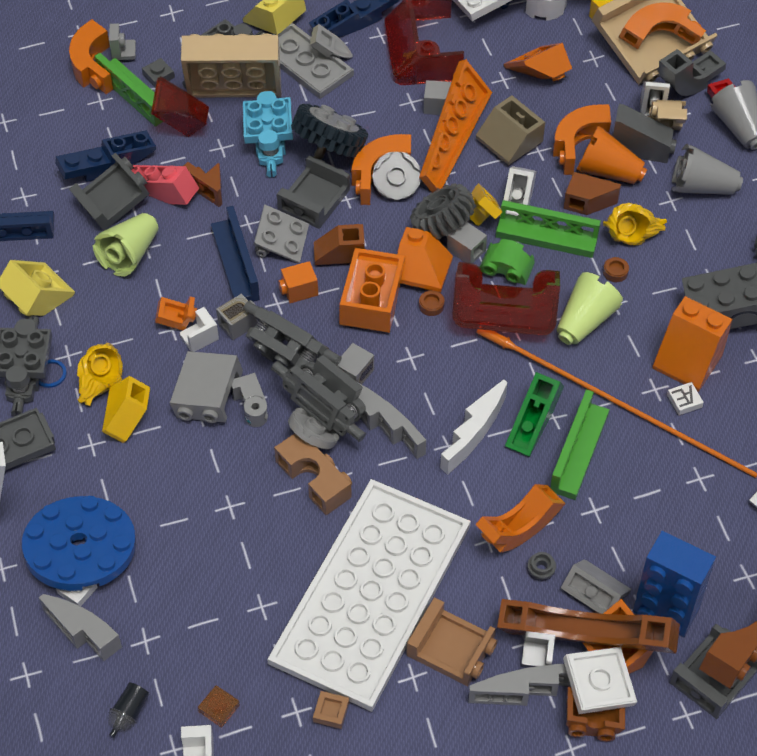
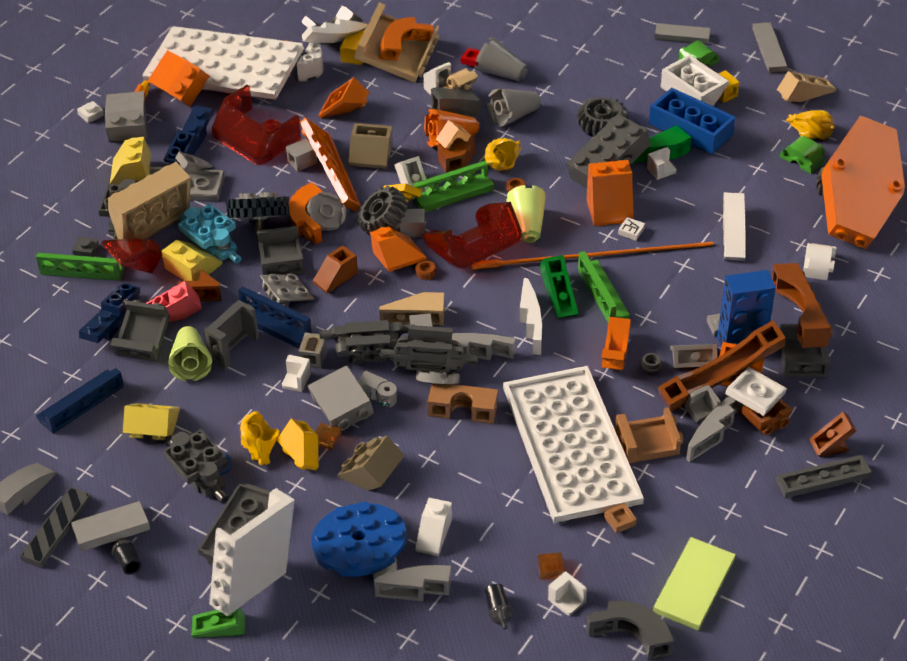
camera: 40 degrees left, 10 degrees down
(84, 45) = (25, 270): orange arch -> none
(121, 48) = (39, 242): light grey bracket -> none
(154, 582) = (434, 526): none -> white slope
(160, 415) = (327, 435): none -> clear orange plate
(167, 473) = (371, 463): none -> dark tan slope
(175, 313) = (269, 374): orange bracket -> none
(178, 245) = (229, 331): none -> dark grey panel
(227, 146) = (187, 260): none -> light yellow slope
(298, 282) = (331, 307): orange brick -> none
(371, 290) = (385, 278): orange slope -> none
(384, 342) = (418, 304): none -> tan slope
(509, 260) = (446, 217): bright green cylinder -> none
(577, 127) = (409, 120): orange arch -> none
(596, 166) = (450, 133): none -> light nougat panel
(689, 76) = (445, 52): dark grey arch -> none

